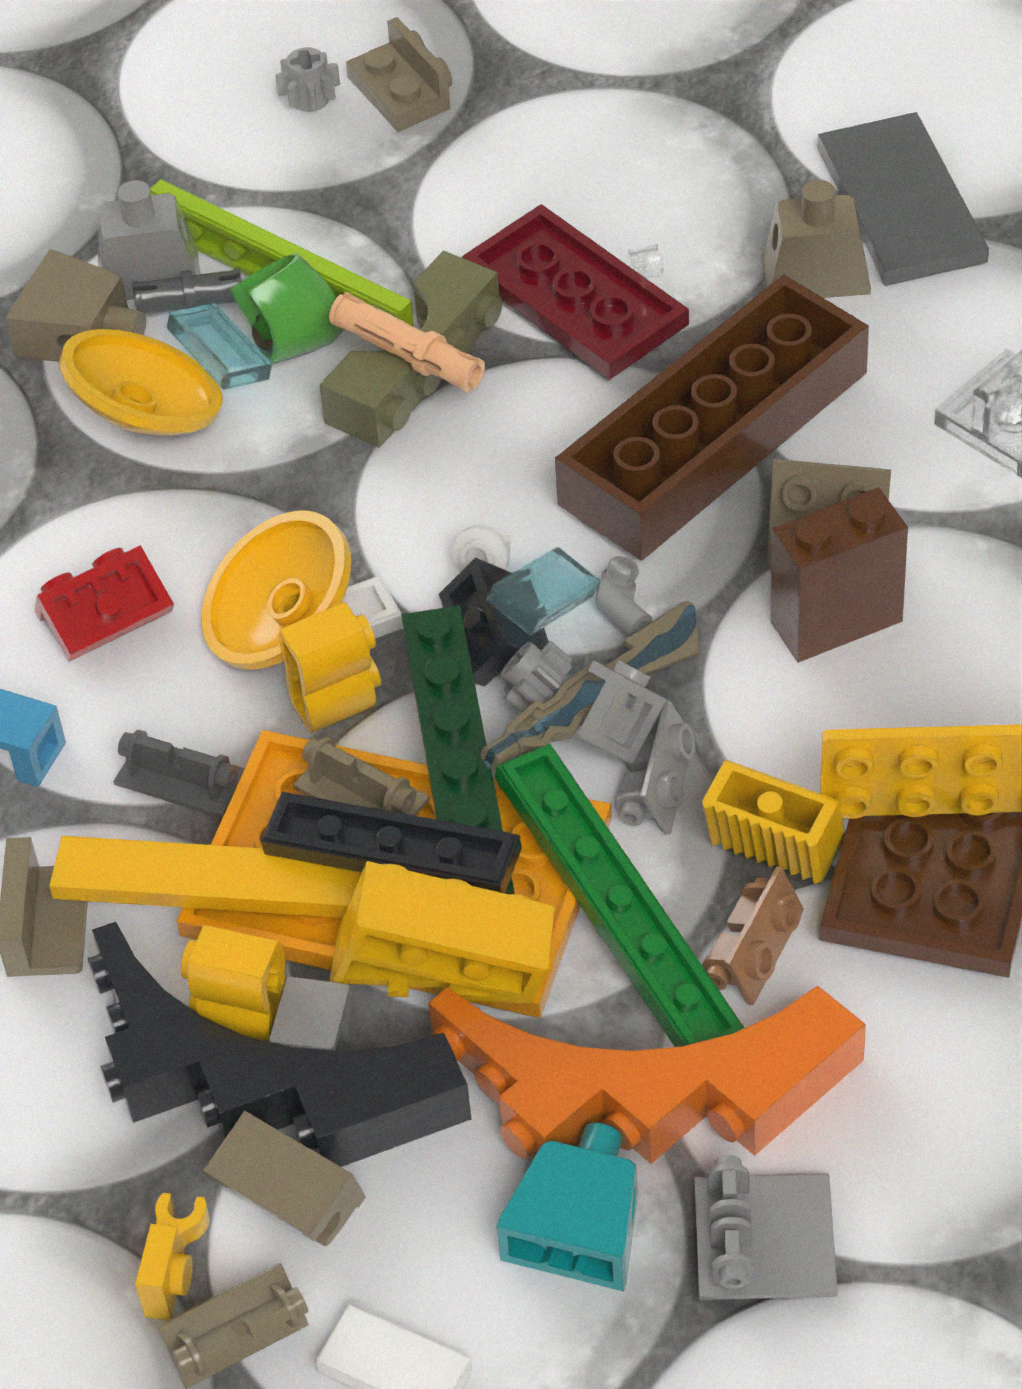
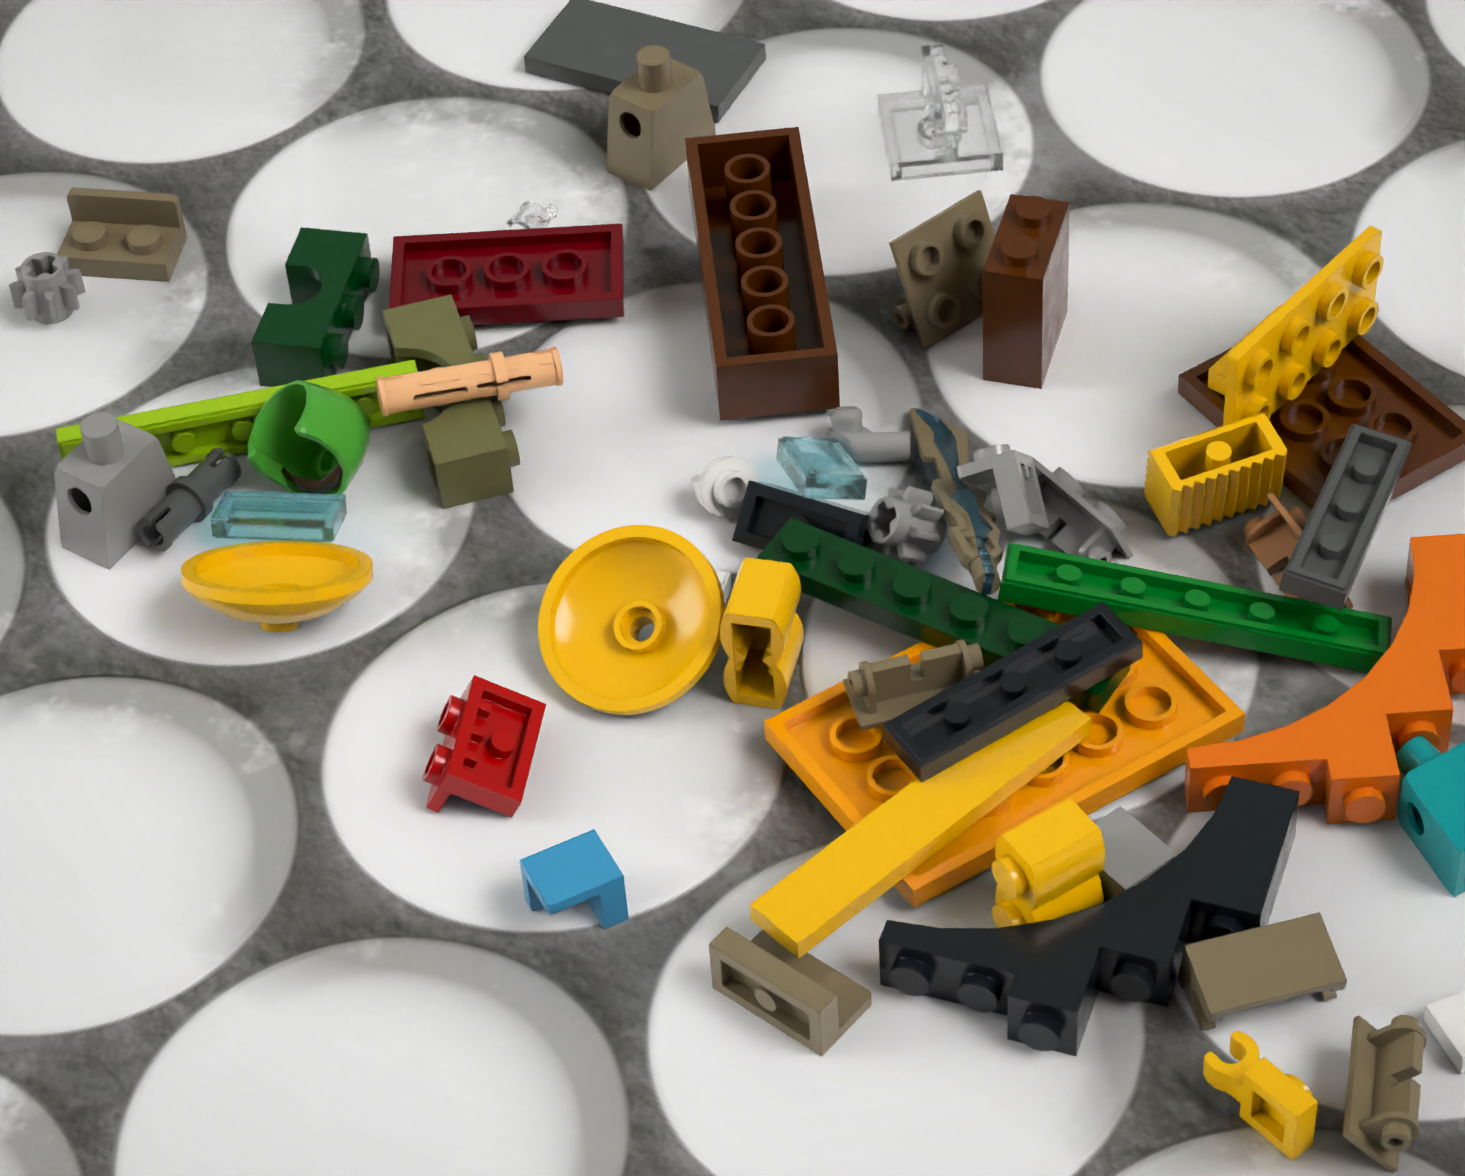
camera: 50 degrees left, 5 degrees down
(66, 300) = (115, 581): dark tan torso -> none
(177, 774) = (739, 810): dark grey hinge -> none
(399, 238) = (328, 289): none -> dark green arch
(440, 935) = (1140, 715): yellow wedge -> none
(798, 929) = (1345, 517): none -> dark grey tile

